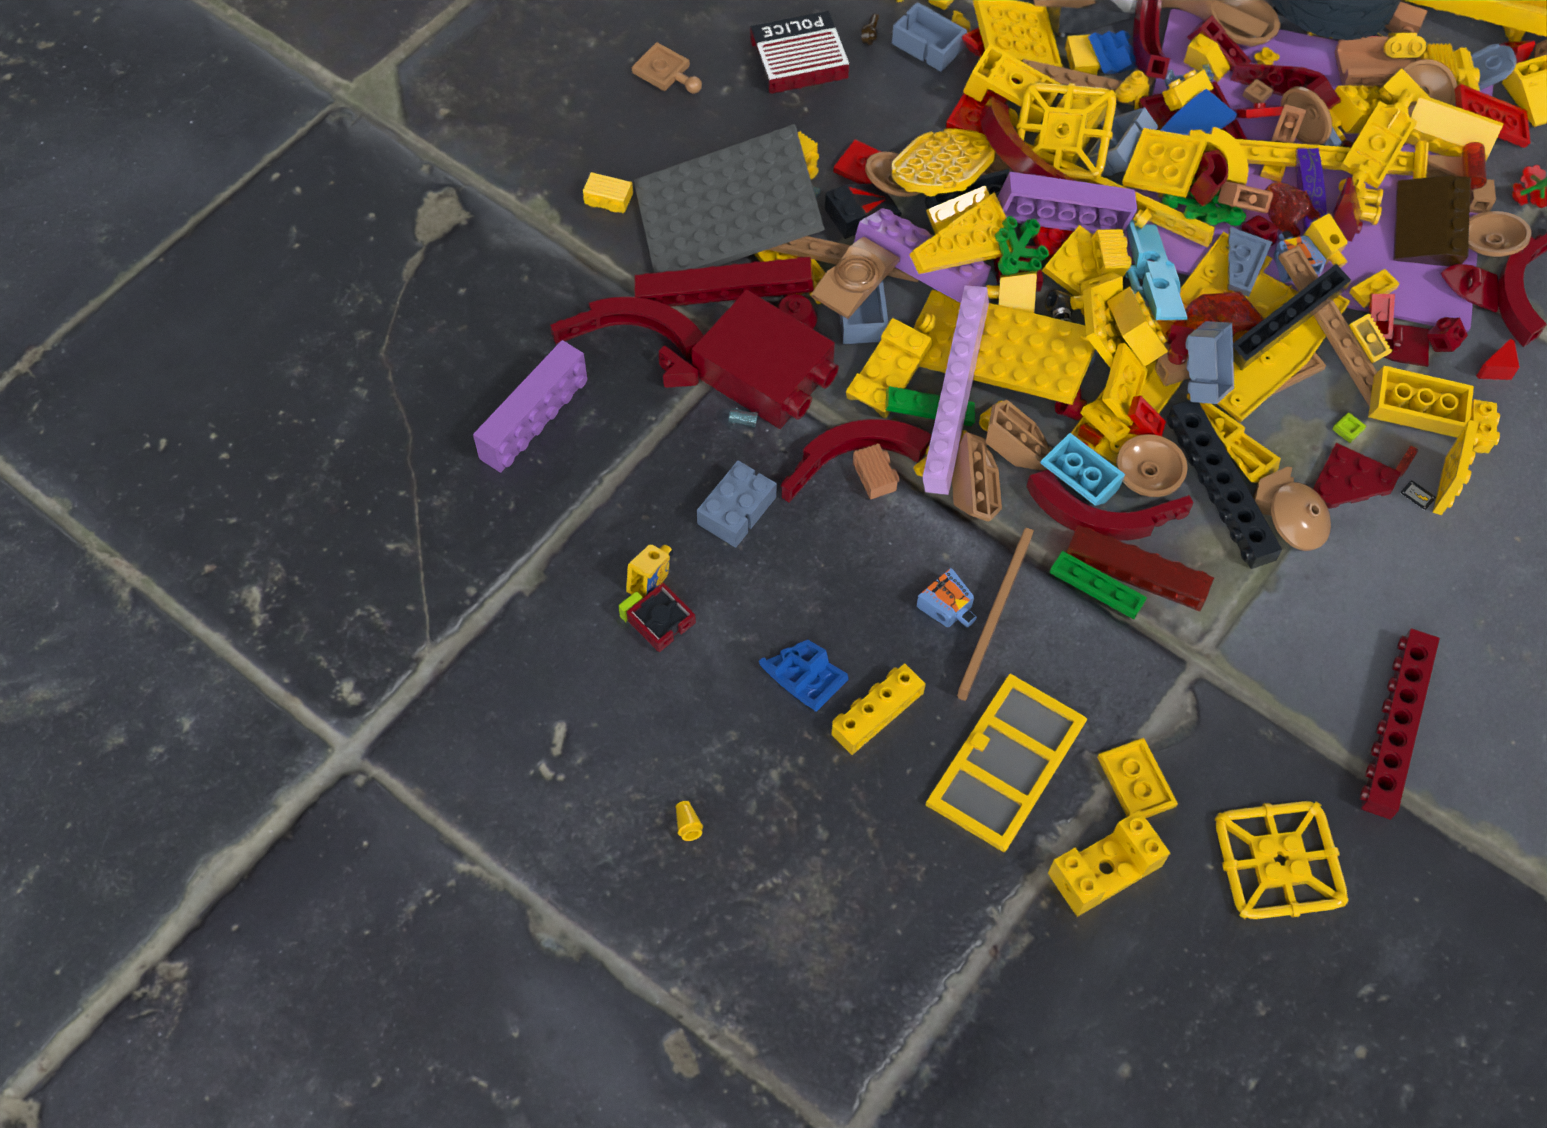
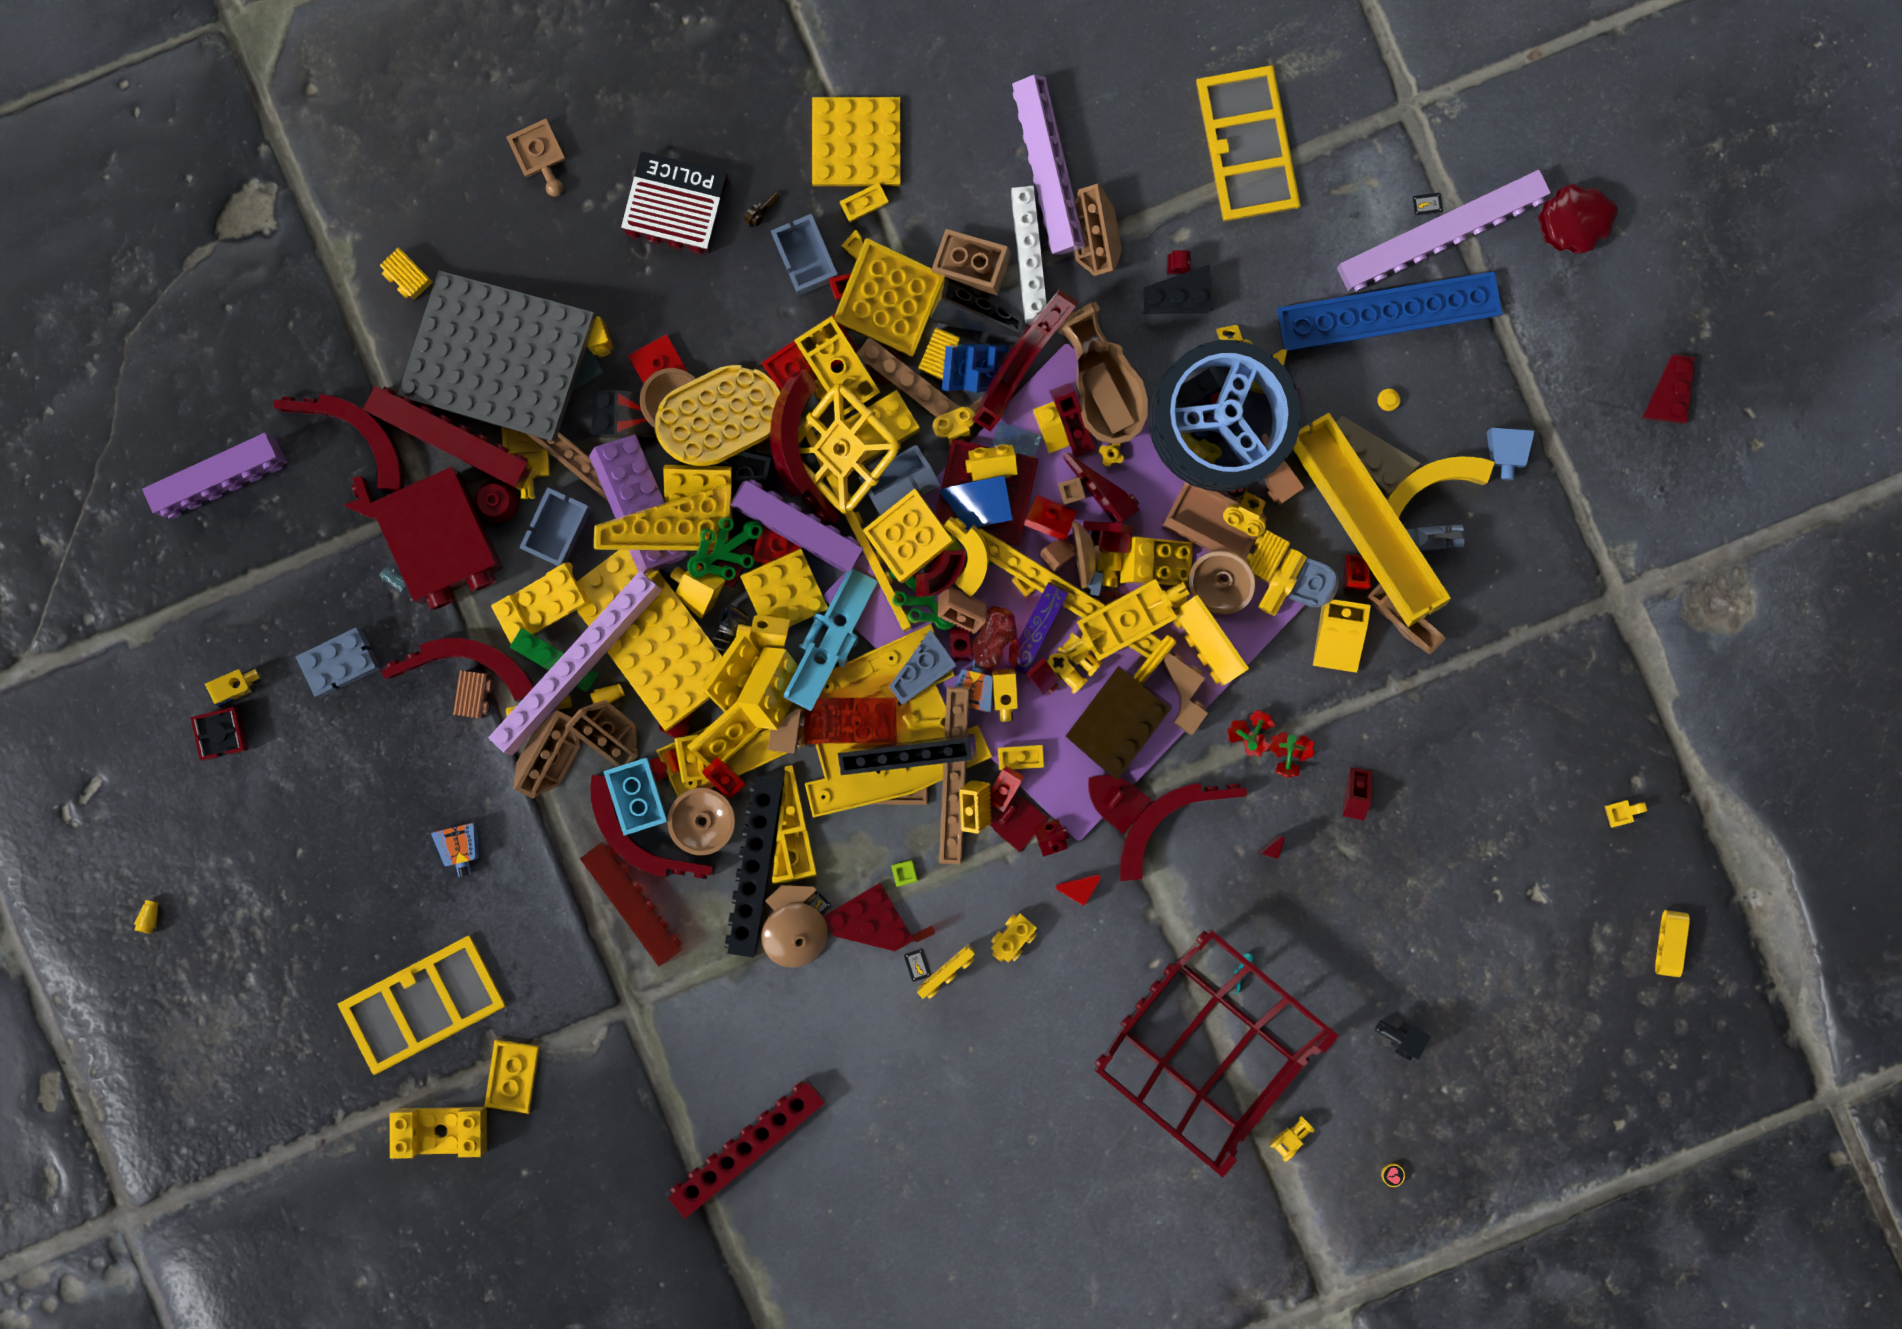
camera: 30 degrees right, 25 degrees up
(628, 603) = (201, 709): lime tile -> none
(806, 673) = (309, 845): blue slope -> none
(855, 277) = (559, 501): medium nougat slope -> none
(877, 709) = (345, 908): yellow brick -> none
(925, 322) = (596, 578): yellow plate -> none
(995, 614) = (489, 878): medium nougat tile -> none
(1098, 585) = (589, 899): green plate -> none
(1111, 251) = (805, 596): yellow brick -> none
(1141, 218) = (861, 573): yellow plate -> none
(1177, 338) = (791, 732): dark red leg -> none
(1210, 362) = (802, 764): sand blue piece -> none
(1271, 873) = (564, 1206): yellow plate -> none
(1396, 84) = (1195, 574): yellow slope -> none
(1420, 401) = (971, 891): yellow brick -> none
(1474, 164) = (1193, 693): clear red pin -> none
(1498, 234) = (1167, 753): medium nougat dish -> none
(1514, 119) = (1269, 640): red plate -> none

